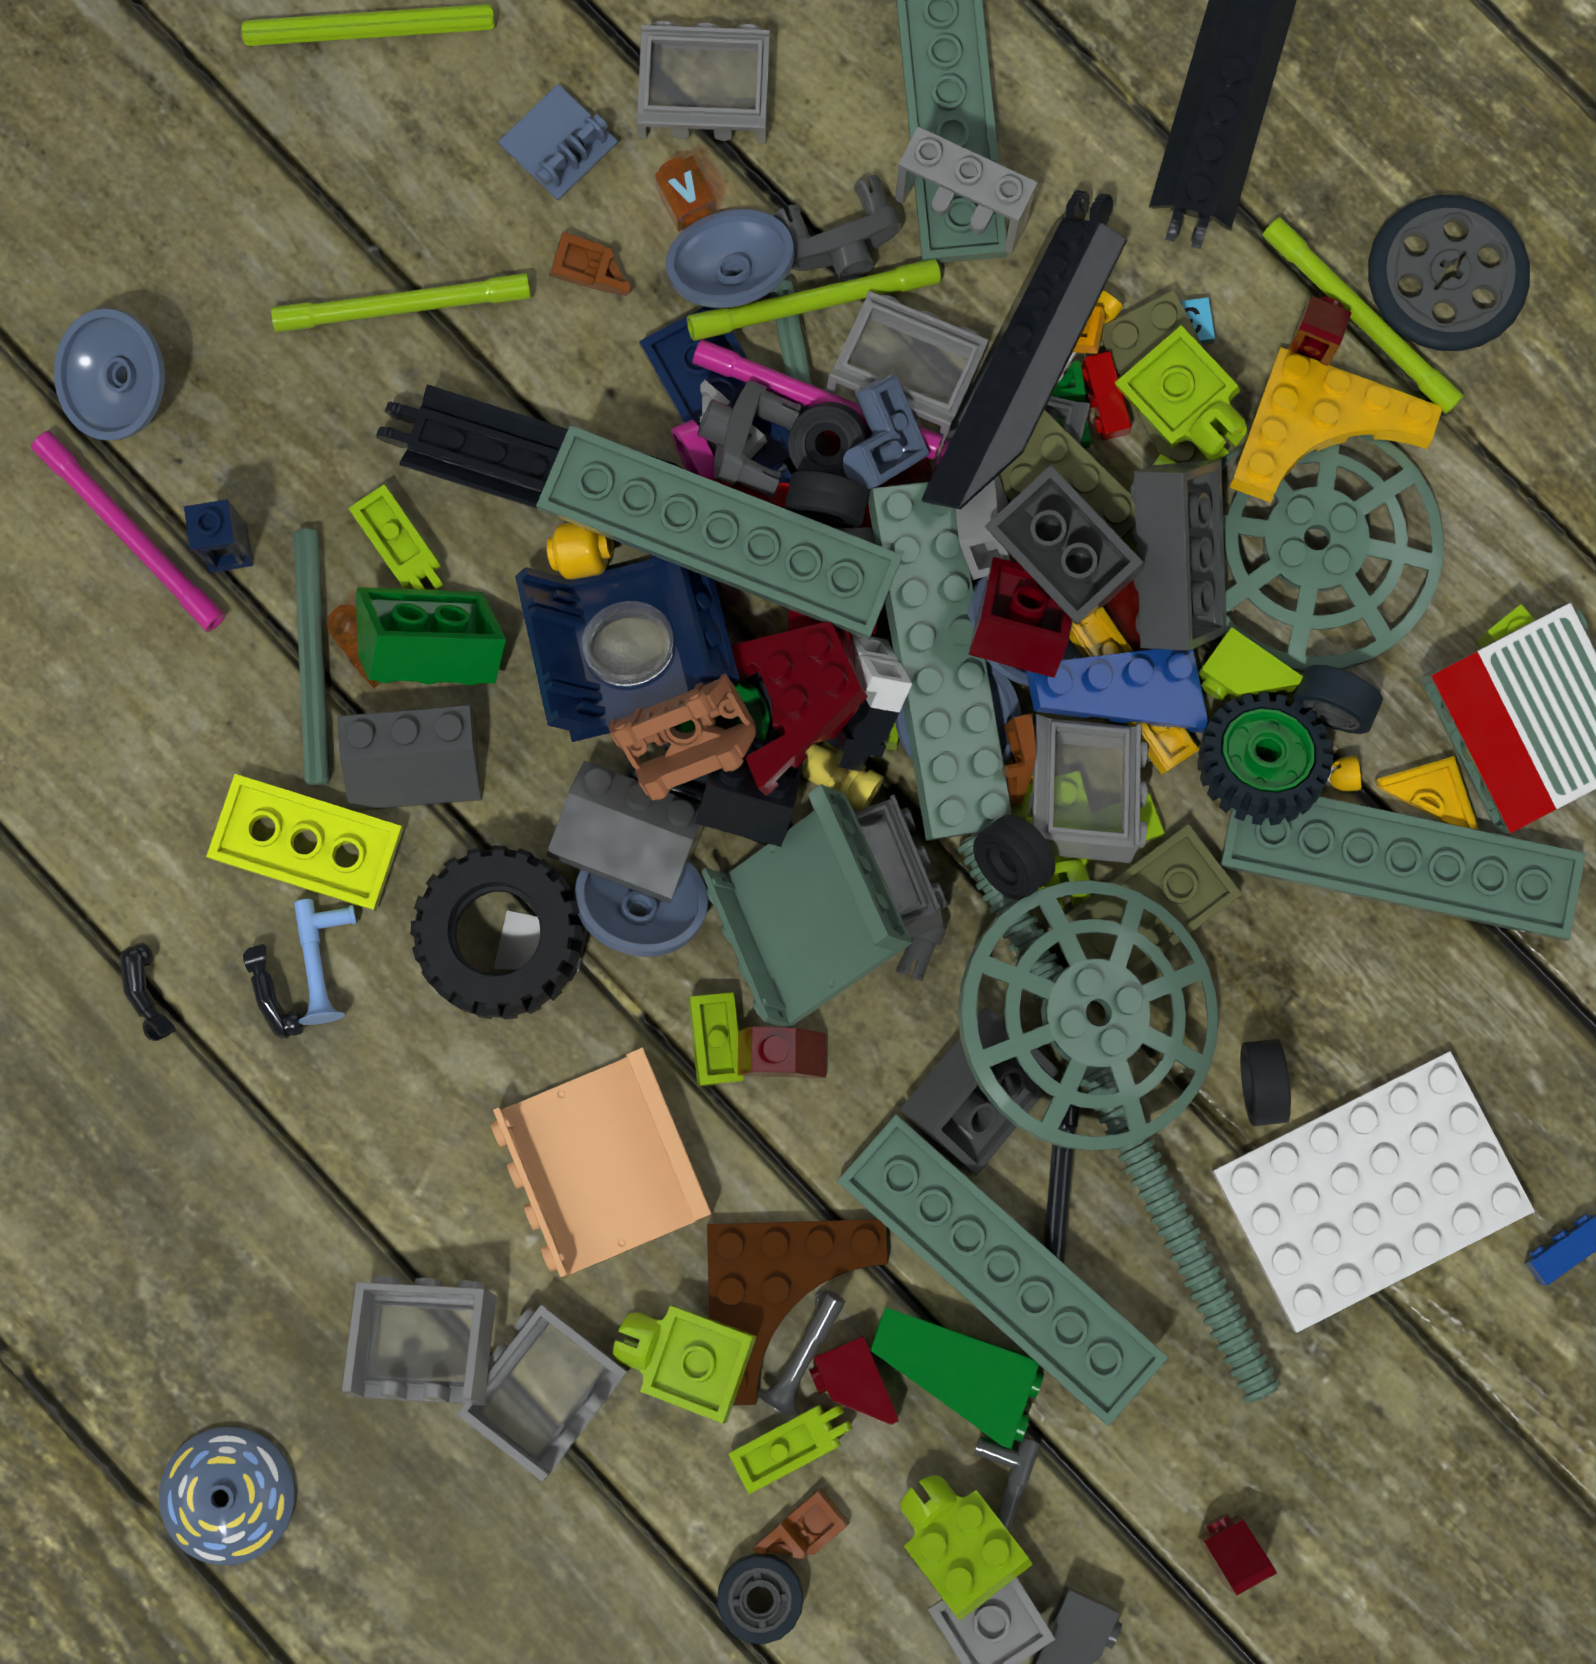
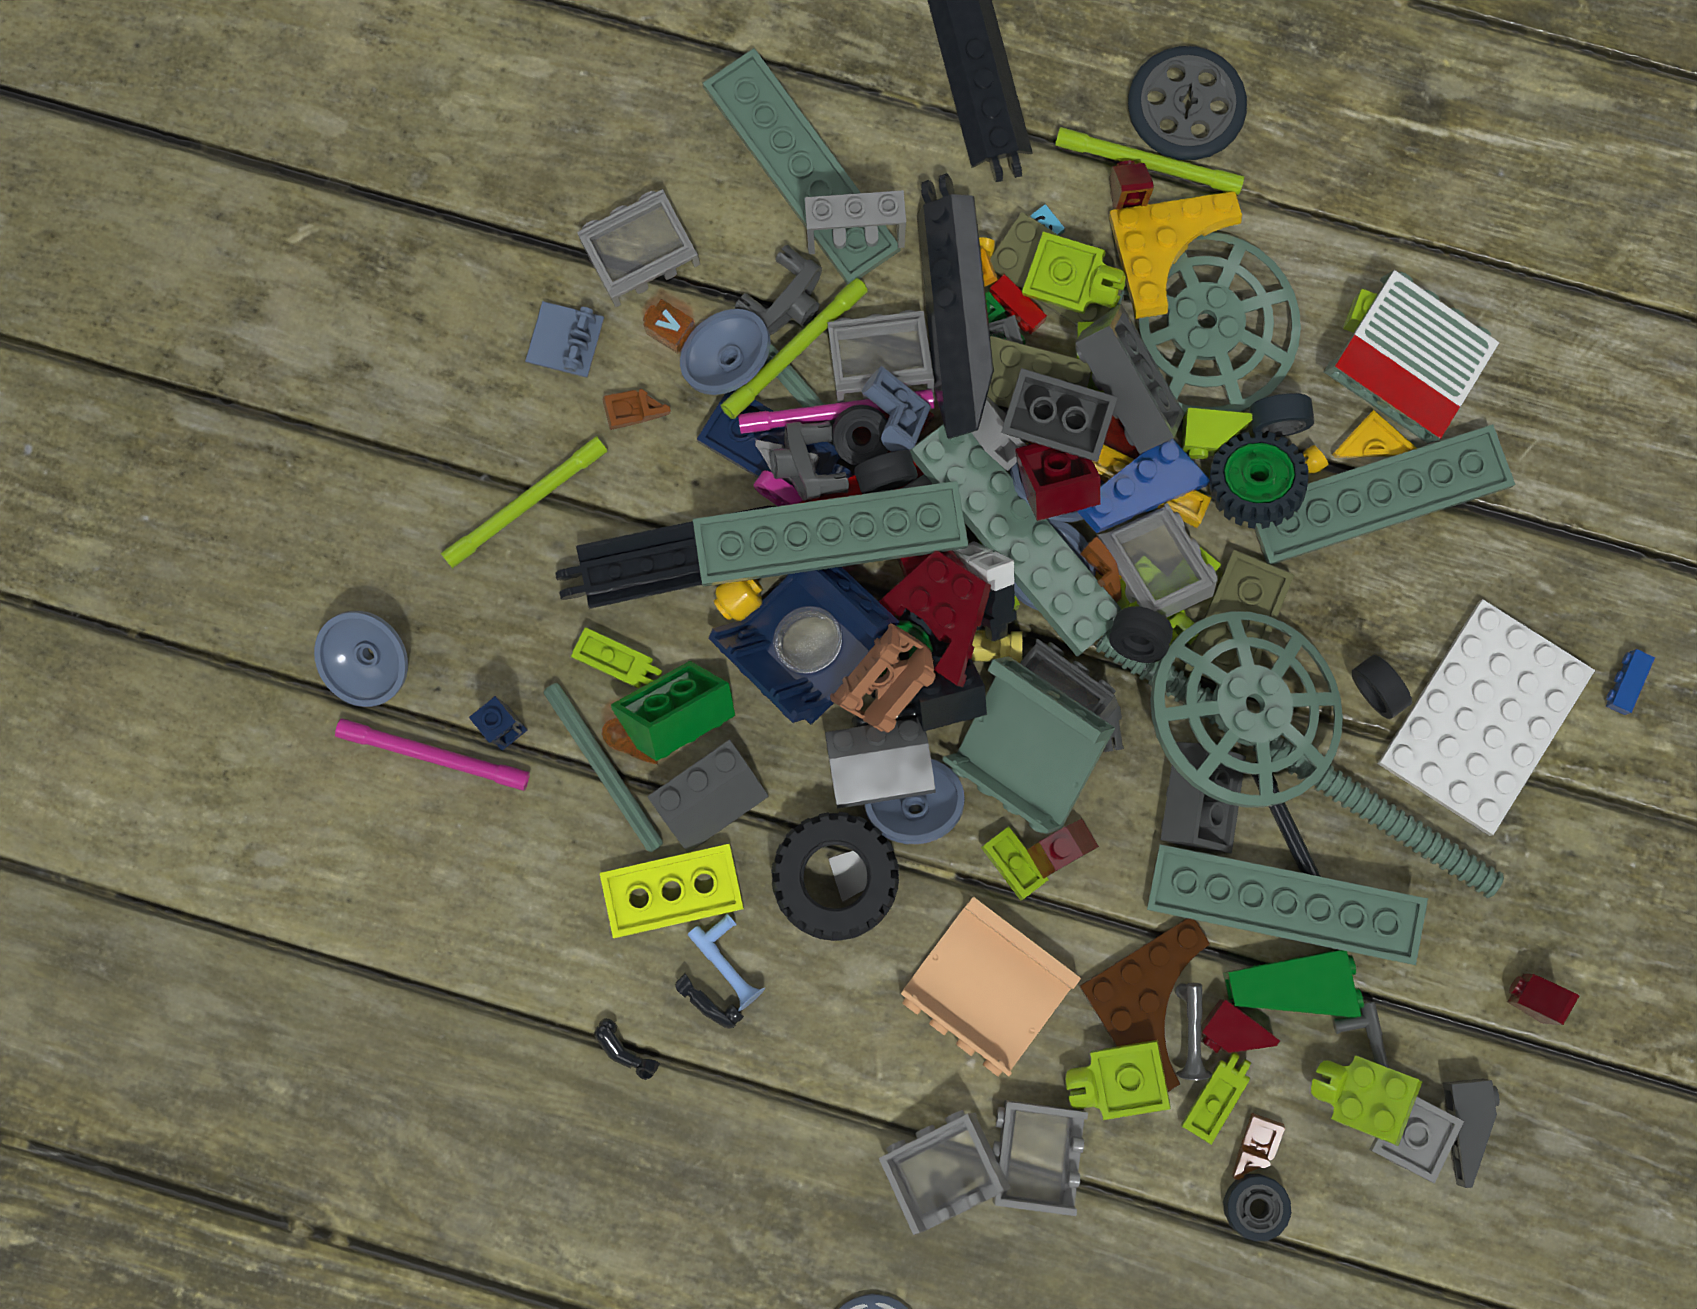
camera: 30 degrees left, 0 degrees up
(368, 24) = (393, 332): lime axle -> none

